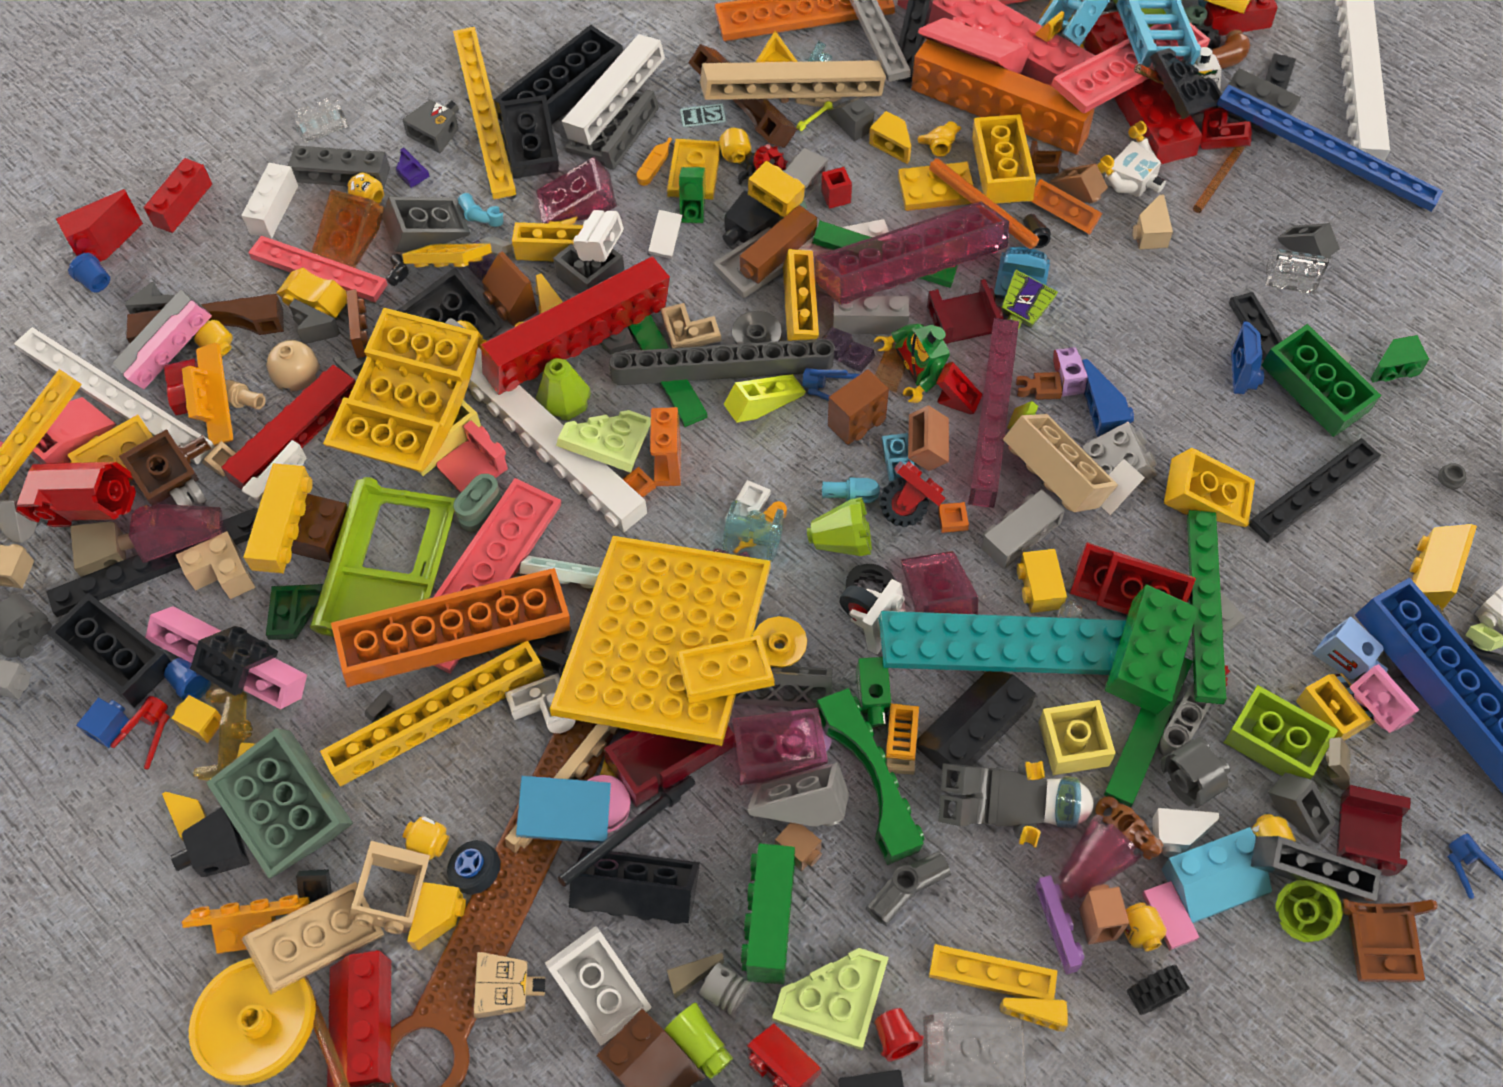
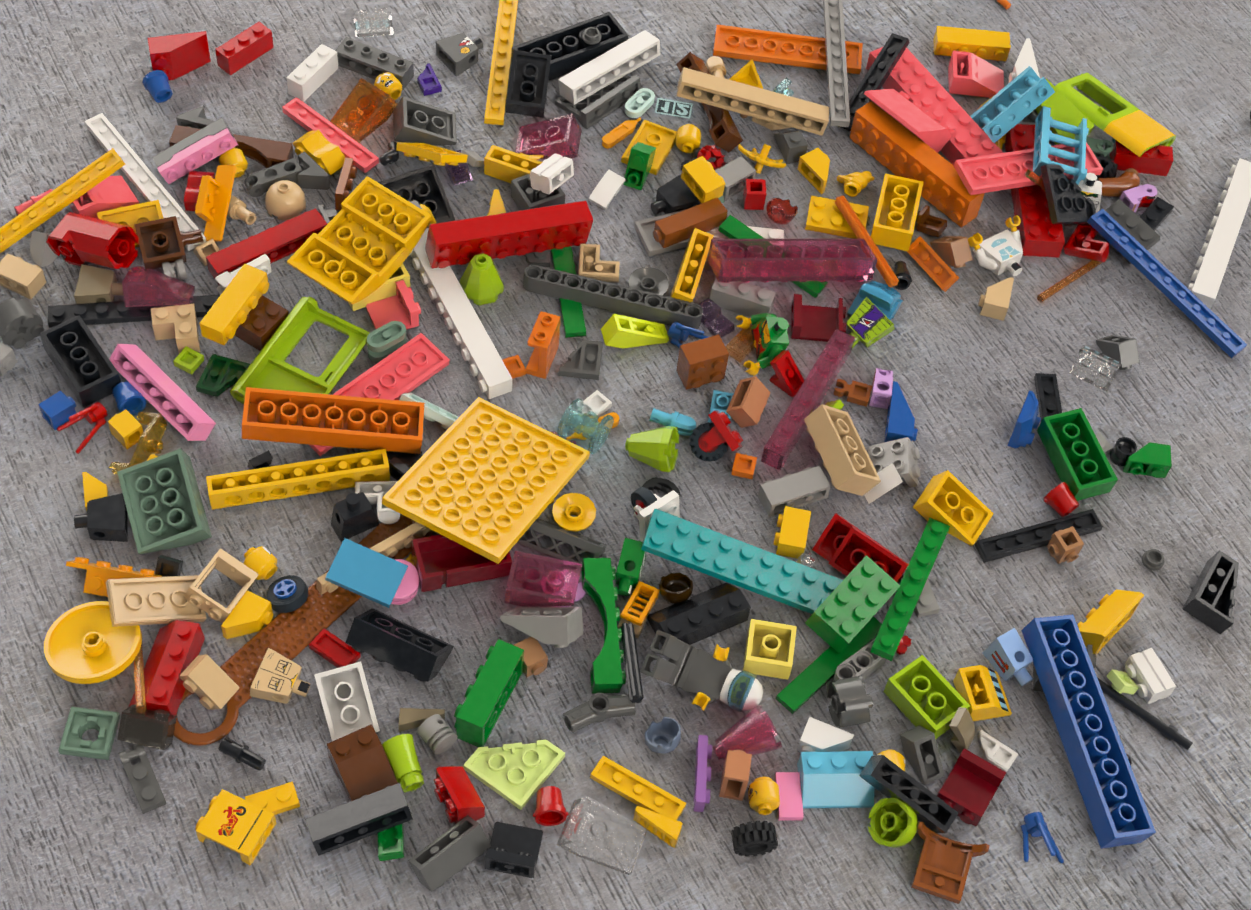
camera: 10 degrees right, 5 degrees down
(229, 657) = (163, 390): black bracket -> none
(245, 603) = (188, 360): none -> lime plate
(256, 349) = (259, 182): none -> dark grey leg
(418, 1025) = (208, 682): none -> tan brick
(474, 212) = (465, 129): medium azure piece -> none
(508, 290) = (468, 193): dark orange slope -> none
(518, 739) = (353, 516): none -> black torso
(557, 919) = (334, 649): none -> red tile
(581, 58) = (591, 36): none -> dark grey plate
(607, 439) = (500, 326): yellowish green plate -> none
(662, 121) = (639, 103): none -> light aqua plate
(668, 798) = (448, 593): black bar -> none
(719, 449) = (584, 361): none -> dark grey wing
(725, 668) = (522, 512): yellow tile -> none
(733, 52) = (716, 66): none -> tan arm
(801, 125) = (748, 139): neon yellow hinge -> none
(827, 143) = (762, 159): none -> yellow piece
(872, 197) = (781, 211): none -> clear red hair
(924, 813) = (631, 663): none -> black axle
(935, 696) = (676, 587): none -> dark brown hair
(939, 584) = (712, 508): clear pink slope -> none
(996, 892) = (663, 736): none -> sand blue hair
(1051, 28) = (976, 122): slope -> none
(1131, 826) = (783, 723): dark orange animal -> none
(1255, 58) = (1139, 196): none -> lavender leg
(1325, 439) = (1061, 500): none -> red piece
(1354, 492) = (1065, 545): none -> medium nougat brick
(1366, 358) = (1122, 450): none -> black wheel
(1381, 773) = (996, 752): none -> white tile
(1384, 699) = (1016, 697): bright pink bracket -> none

